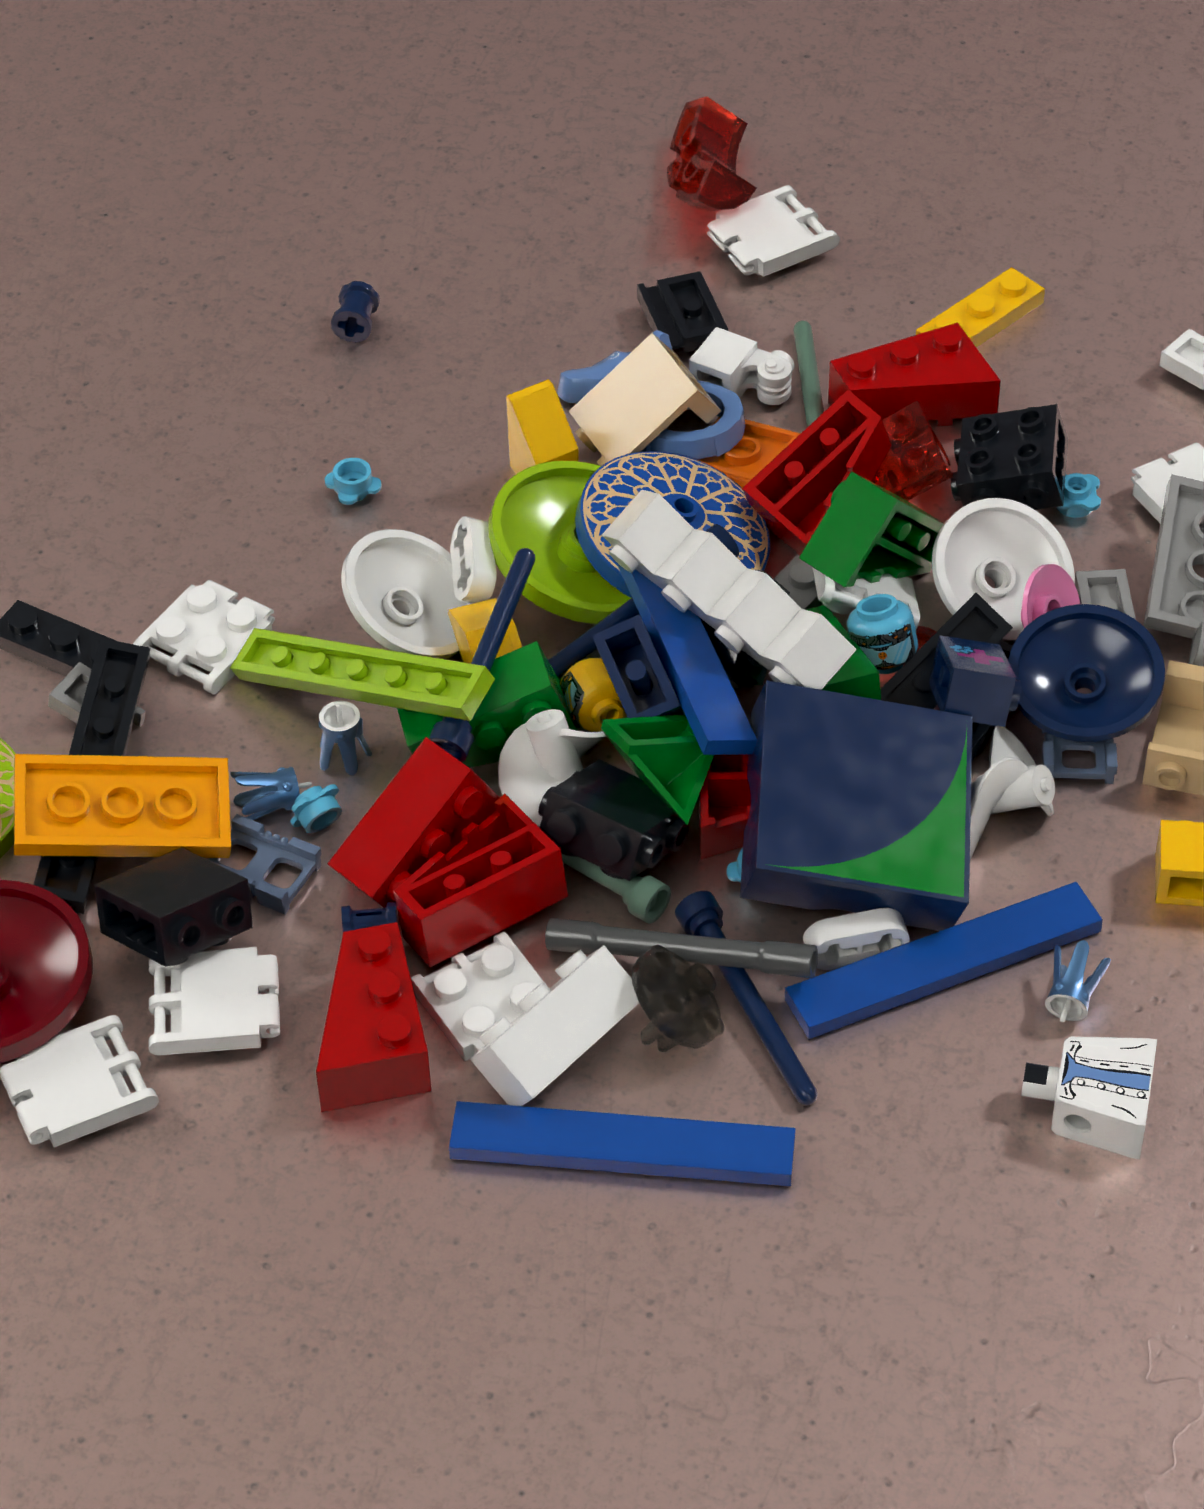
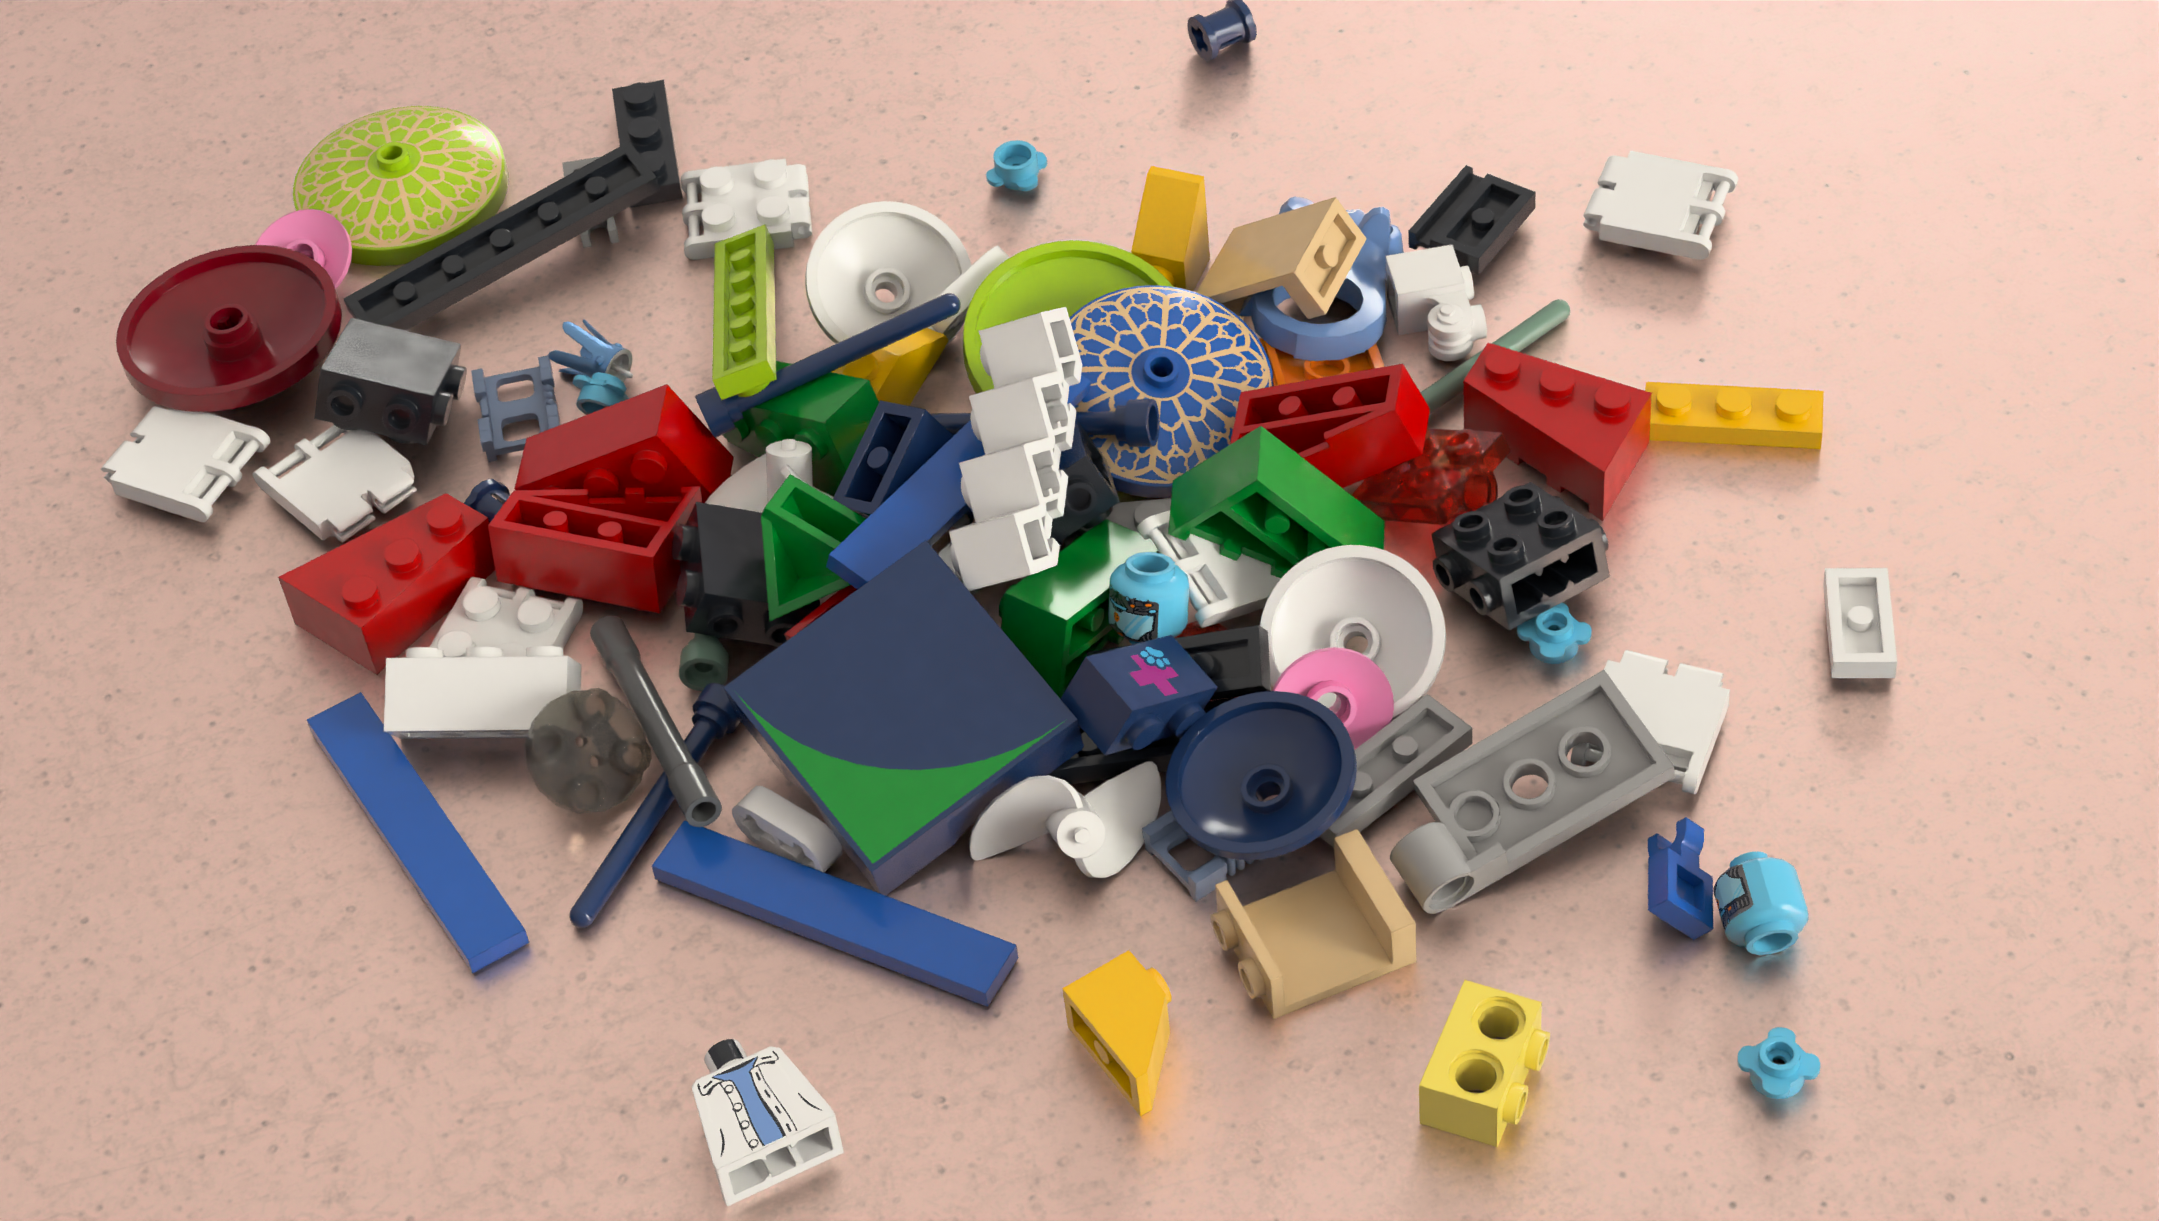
camera: 55 degrees right, 0 degrees up
(120, 805) = (468, 280): light orange plate -> none
(341, 725) = (691, 343): flat silver piece -> none
(706, 157) = (1715, 94): clear red brick -> none
(1069, 995) = (881, 1020): flat silver piece -> none

